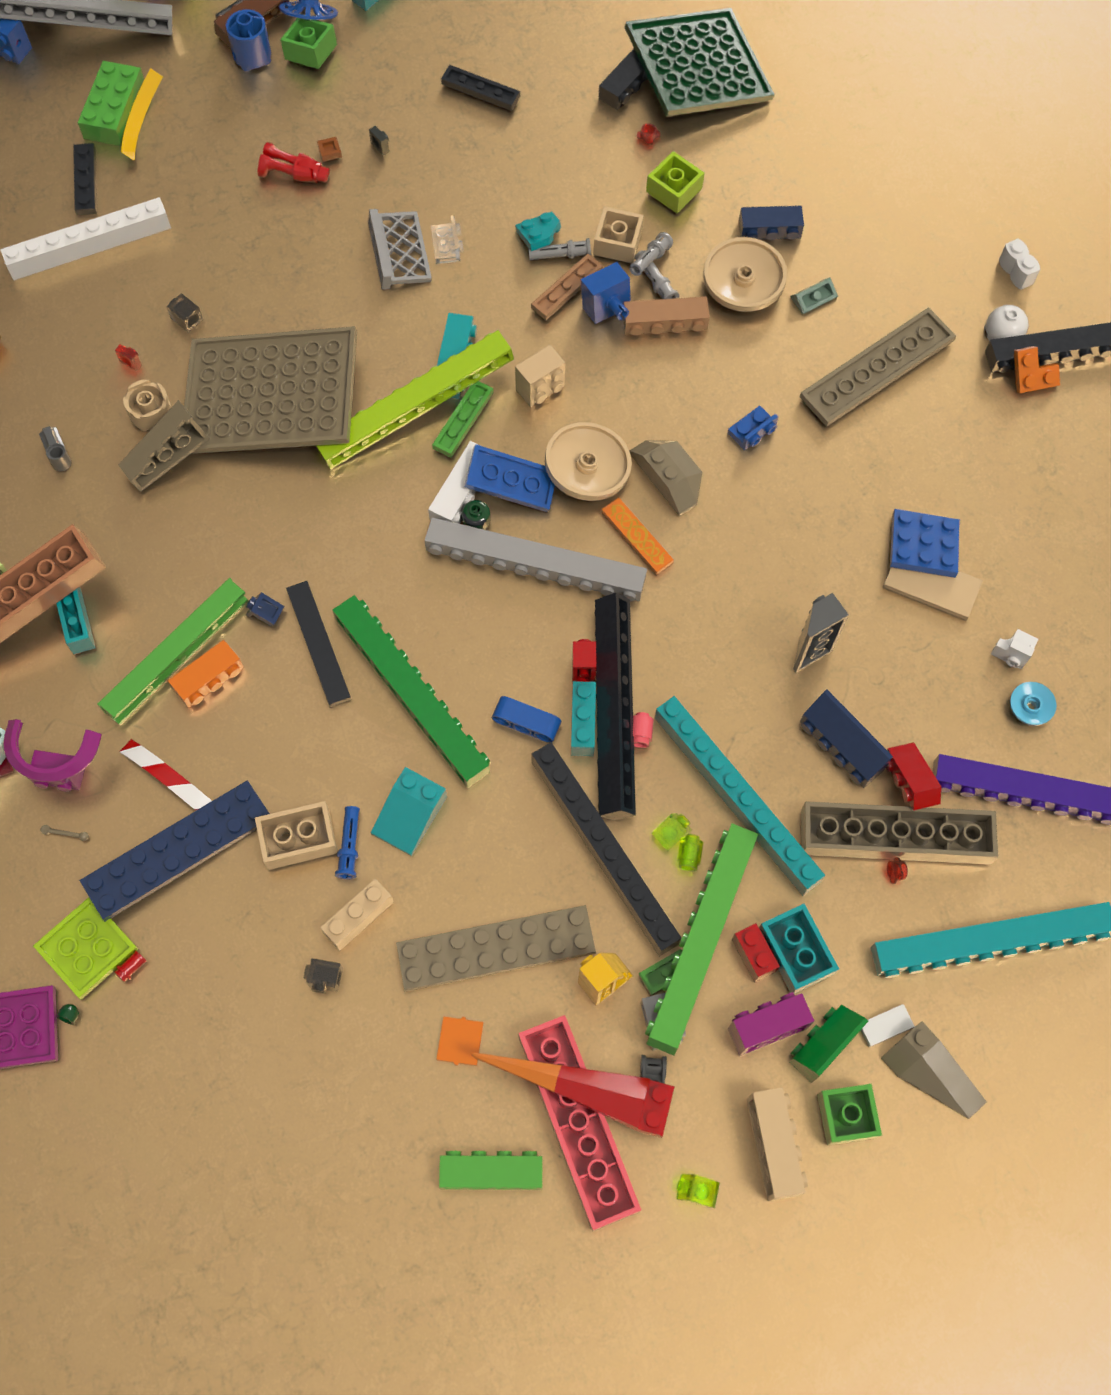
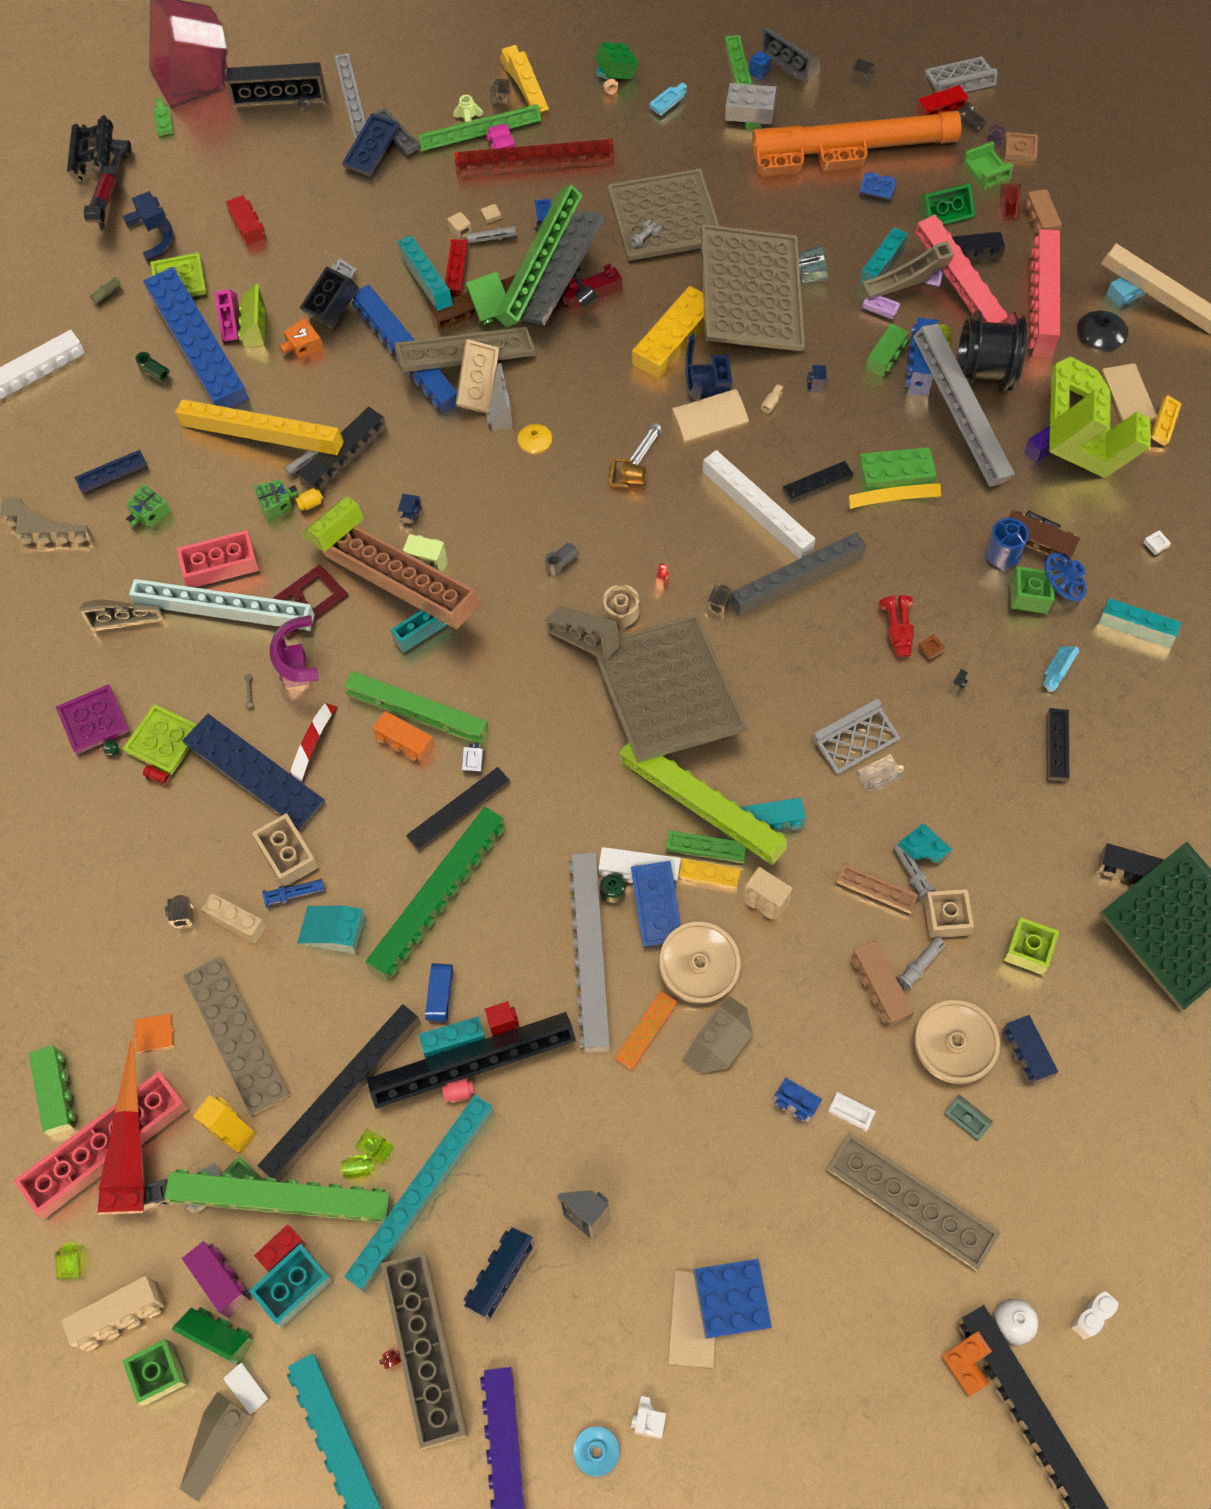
camera: 75 degrees right, 5 degrees down
(190, 231) = (797, 574): none -> dark grey brick
(399, 54) = (1059, 666): none -> medium azure hinge
(494, 423) = (709, 873): none -> yellow plate
(605, 293) = (877, 922): blue brick -> none
(648, 133) = (1081, 901): clear red plate -> none
(654, 251) = (947, 951): light grey pin -> none
(778, 387) = (851, 1111): none -> white tile
(914, 776) = (478, 1345): red brick -> none

